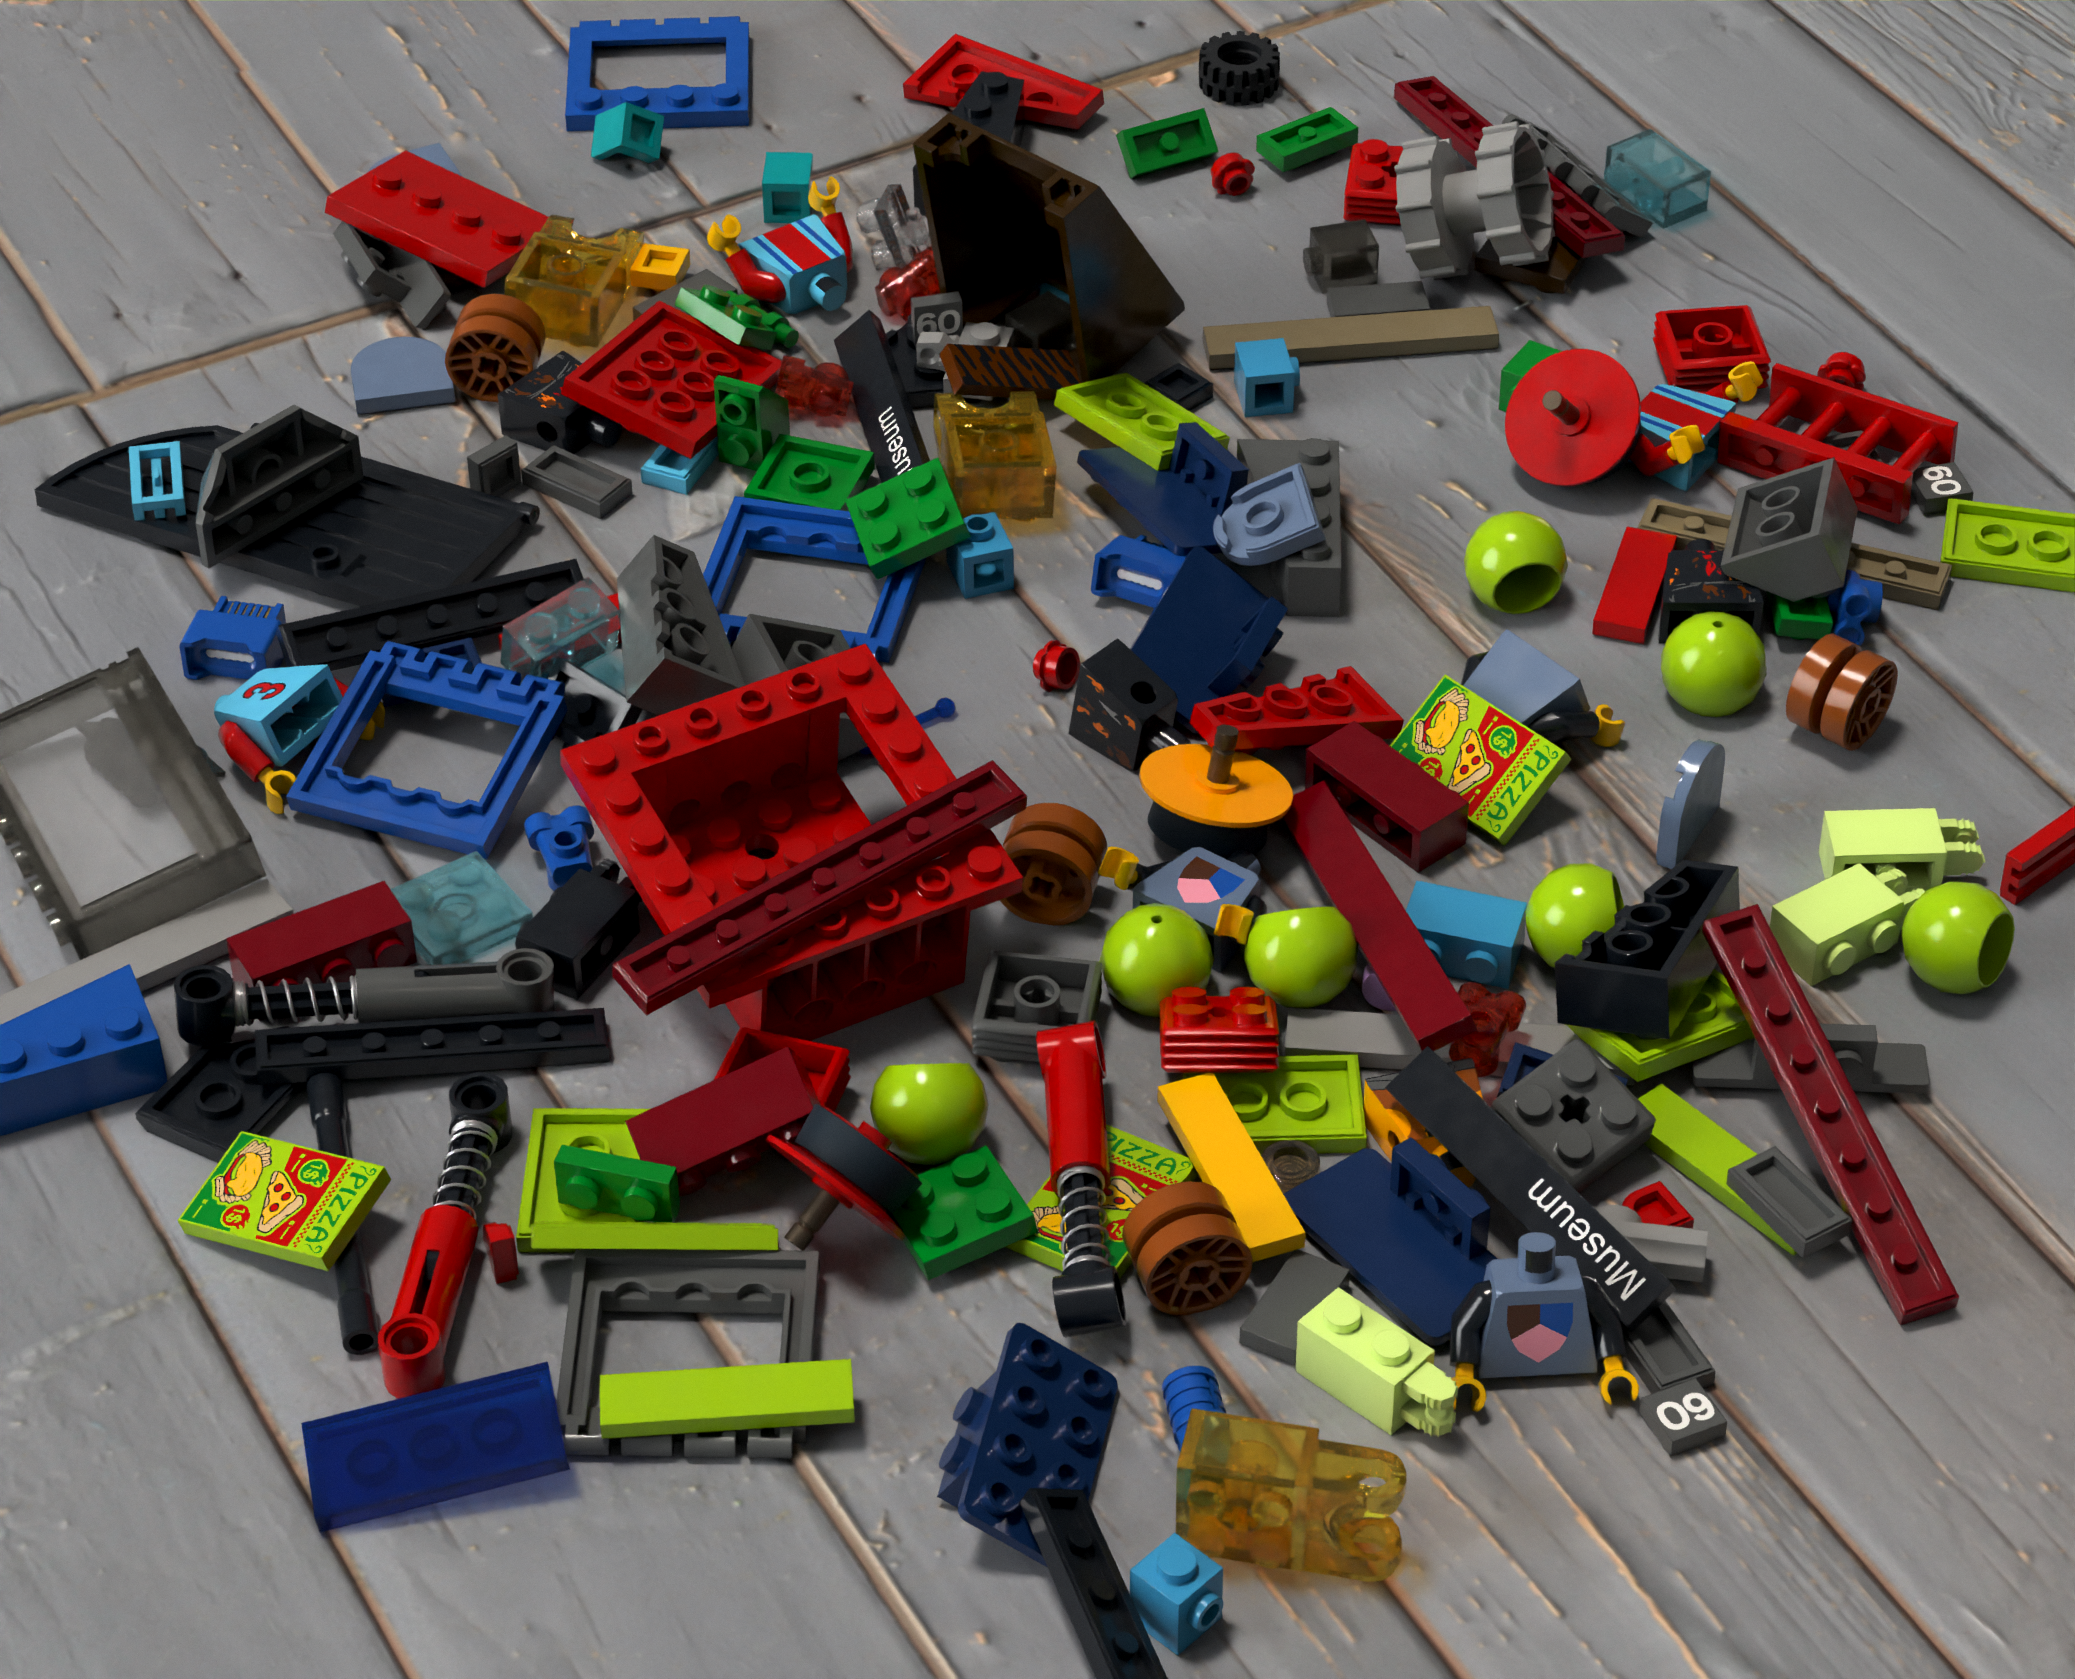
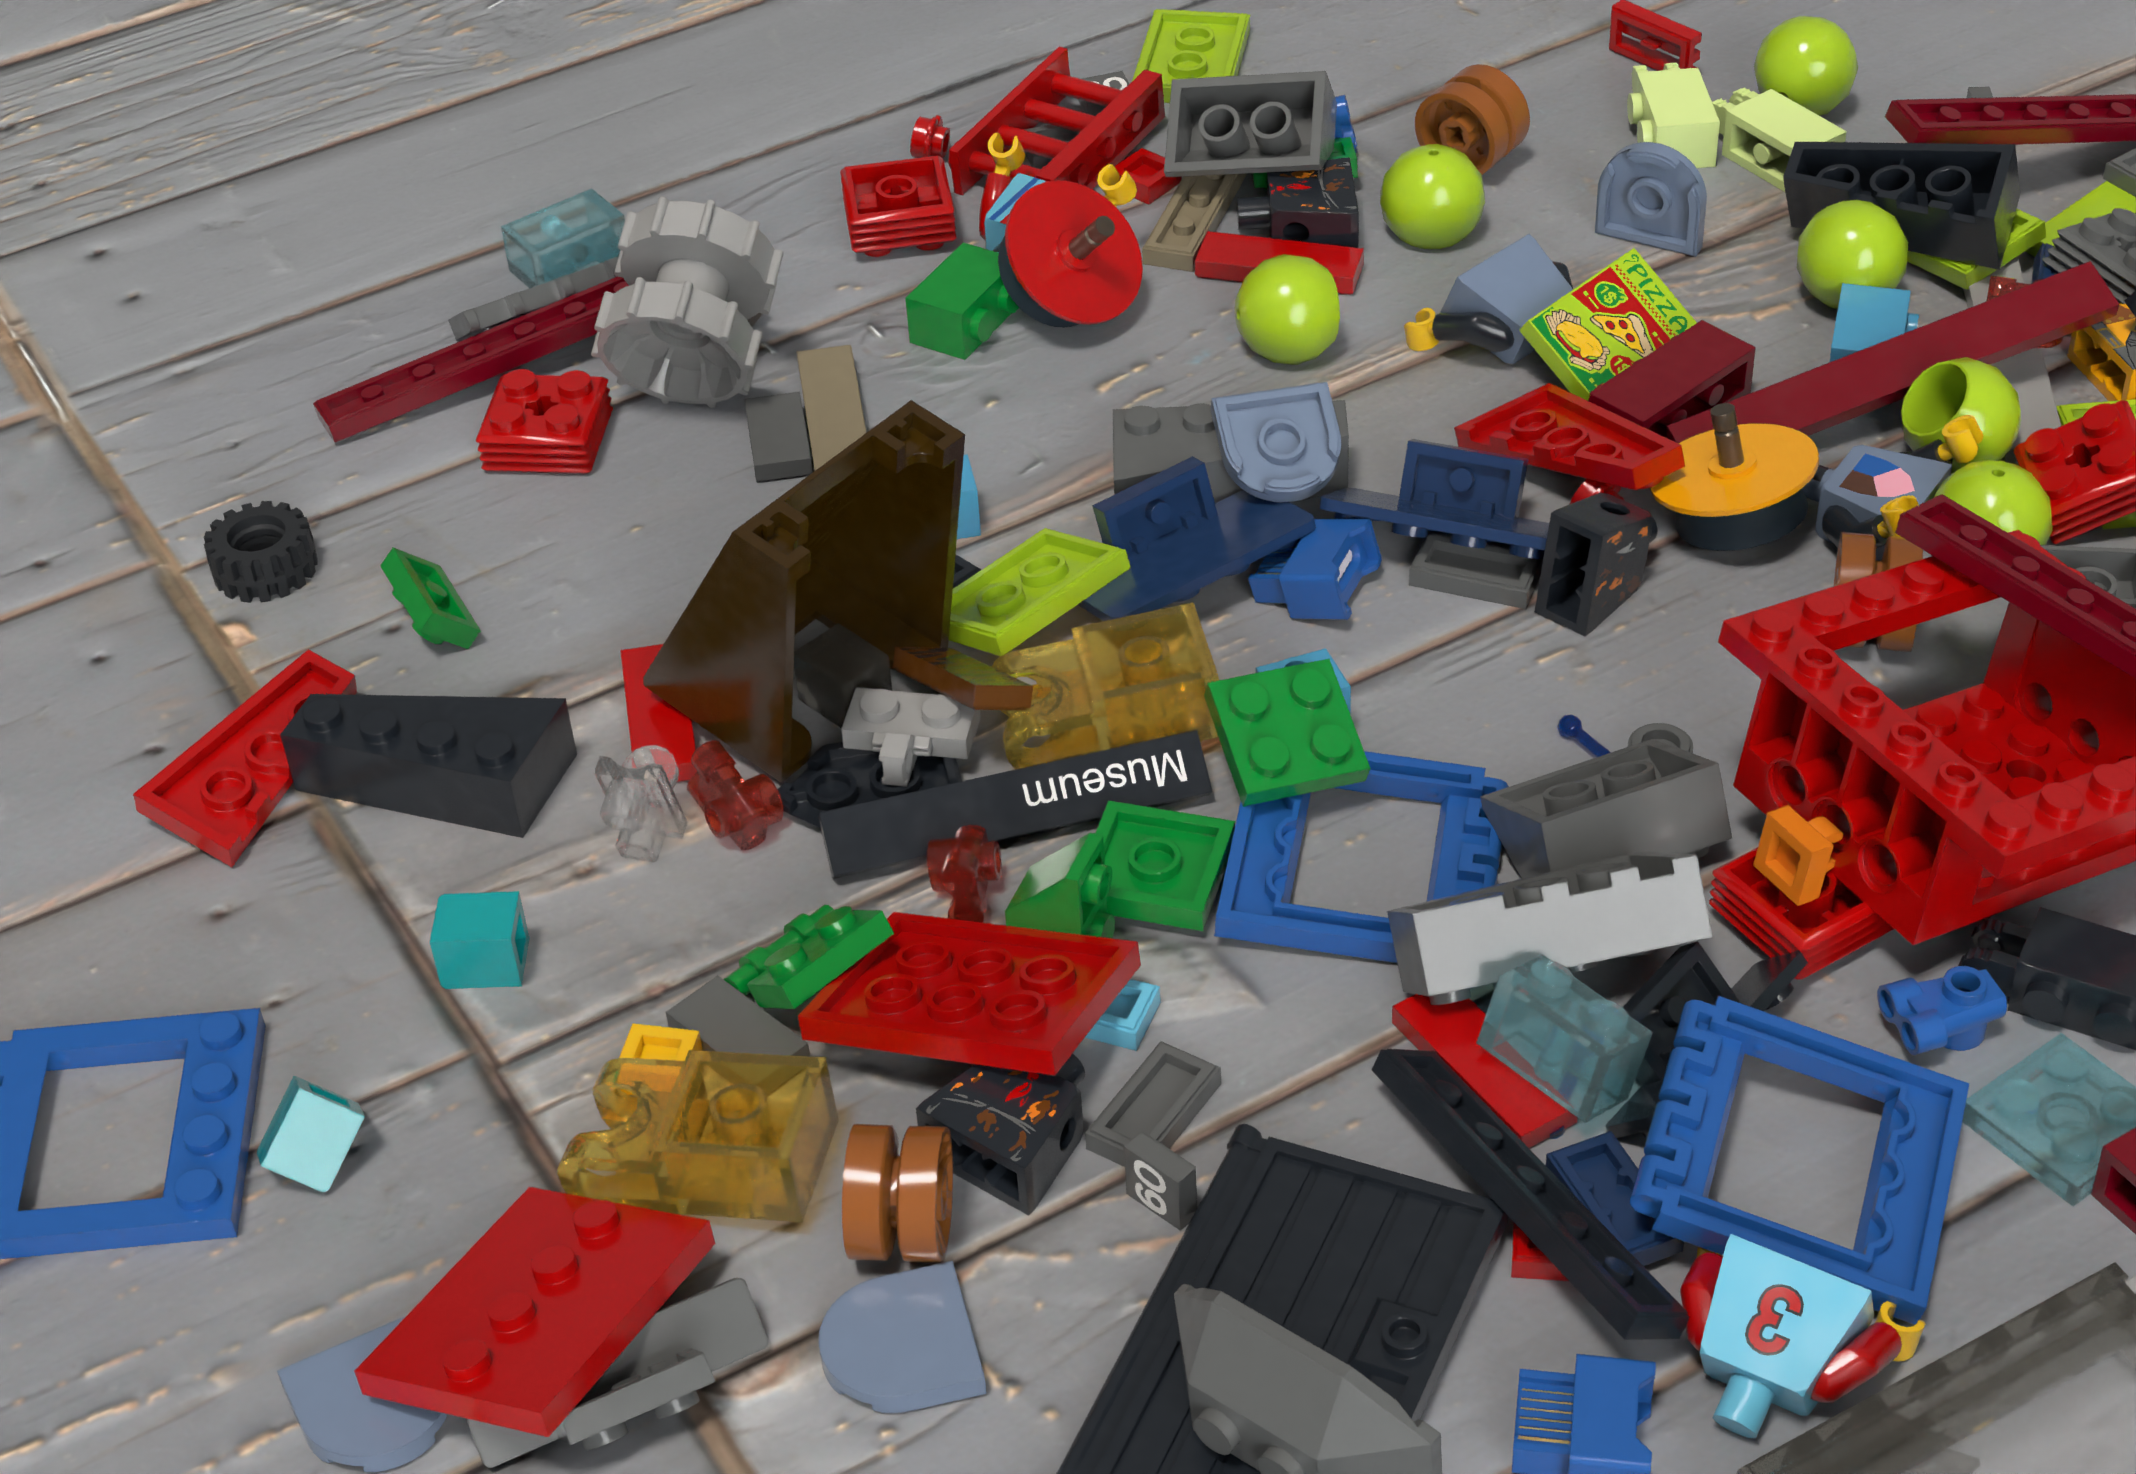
camera: 90 degrees left, 0 degrees up
(795, 263) = (668, 908): torso -> none
(937, 314) = (843, 749): dark grey tile -> none
(1056, 666) = (1493, 634): red plate -> none
(1232, 174) = (502, 548): red plate -> none
(1307, 139) = (434, 492): green plate -> none
(1342, 255) = (697, 451): clear smoke brick -> none

